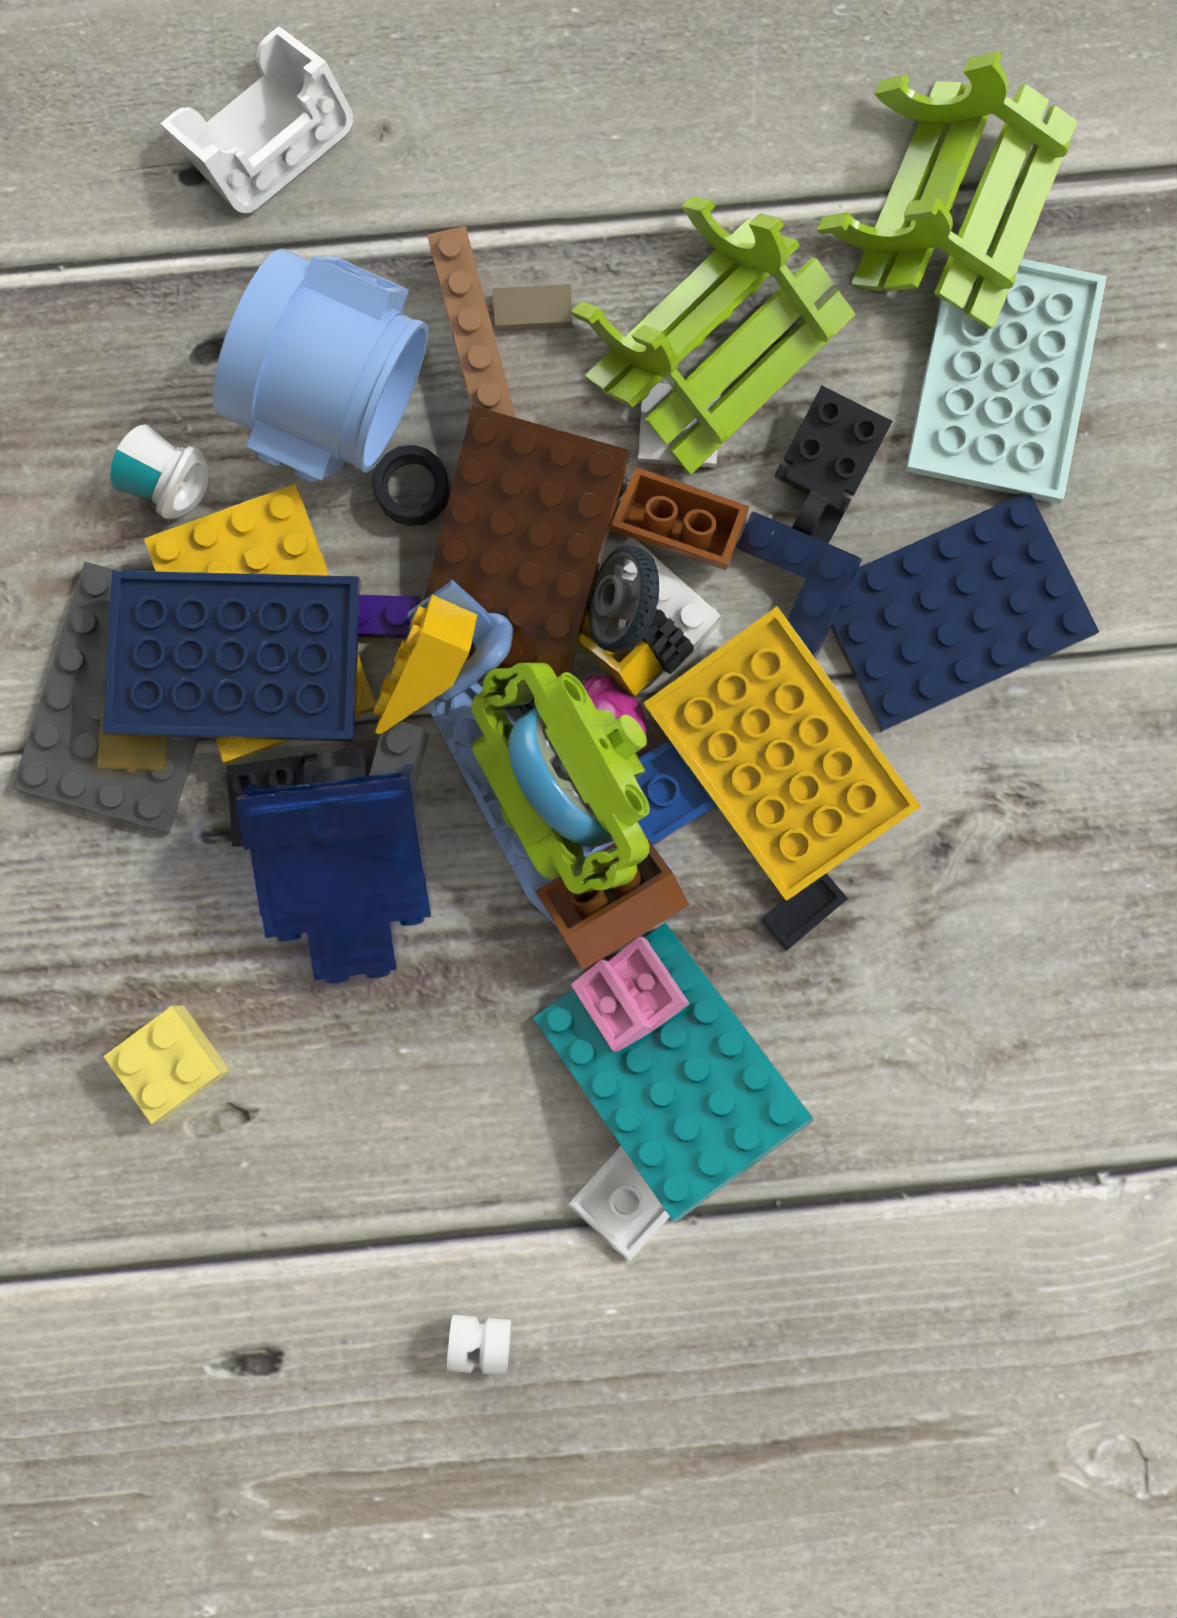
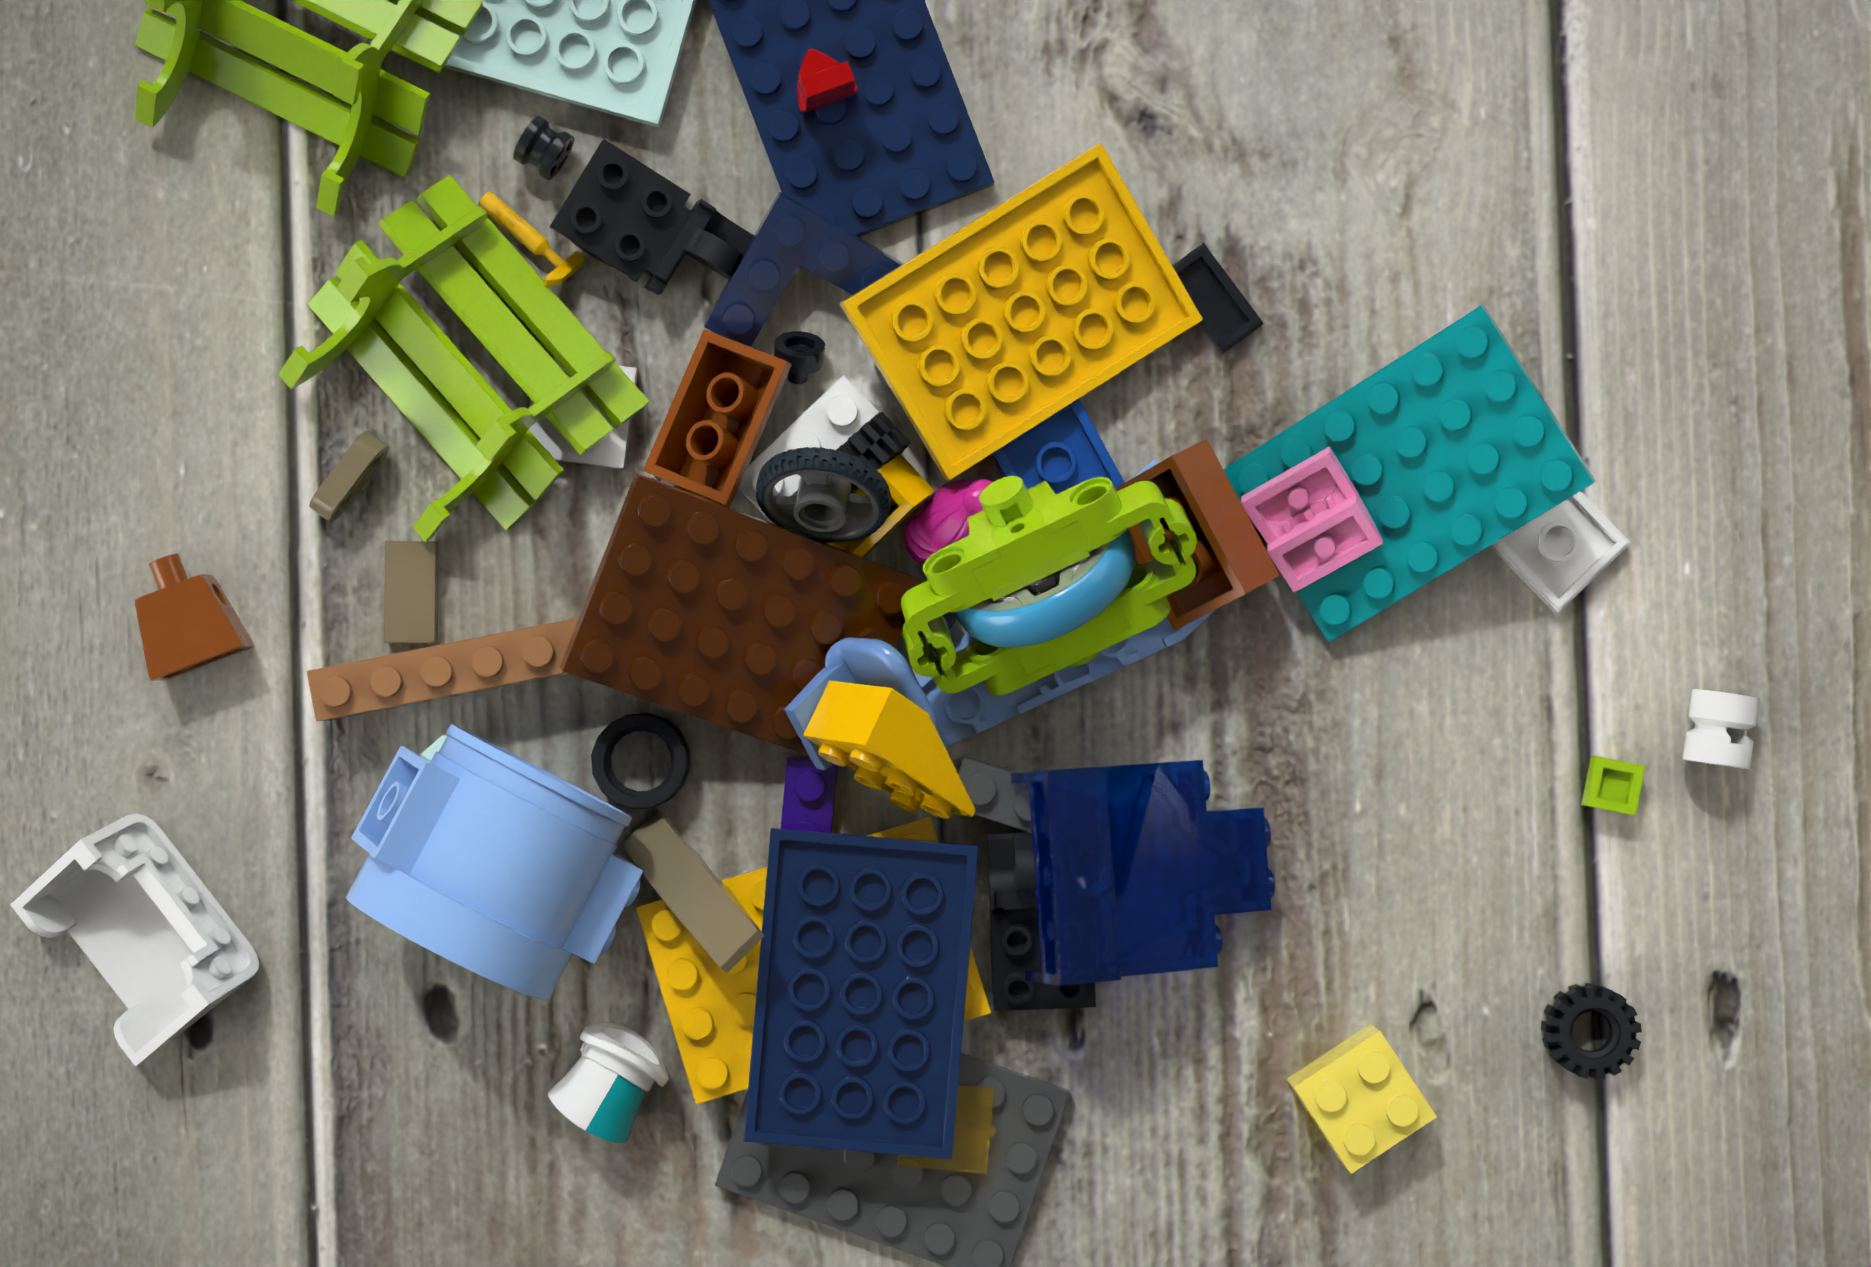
camera: 85 degrees left, 5 degrees up
(210, 1268) = (1621, 1031): none -> black tyre
(305, 521) = (693, 891): none -> dark tan slope
(429, 1258) = (1613, 785): none -> lime plate
(499, 142) = (186, 622): none -> dark orange torso
(617, 254) = (349, 476): none -> dark tan beam
(735, 586) = (803, 351): none -> black tile
(810, 380) = (531, 239): none -> yellow piece
(882, 382) = (543, 148): none -> black wheel
(951, 587) = (823, 81): none -> red tile

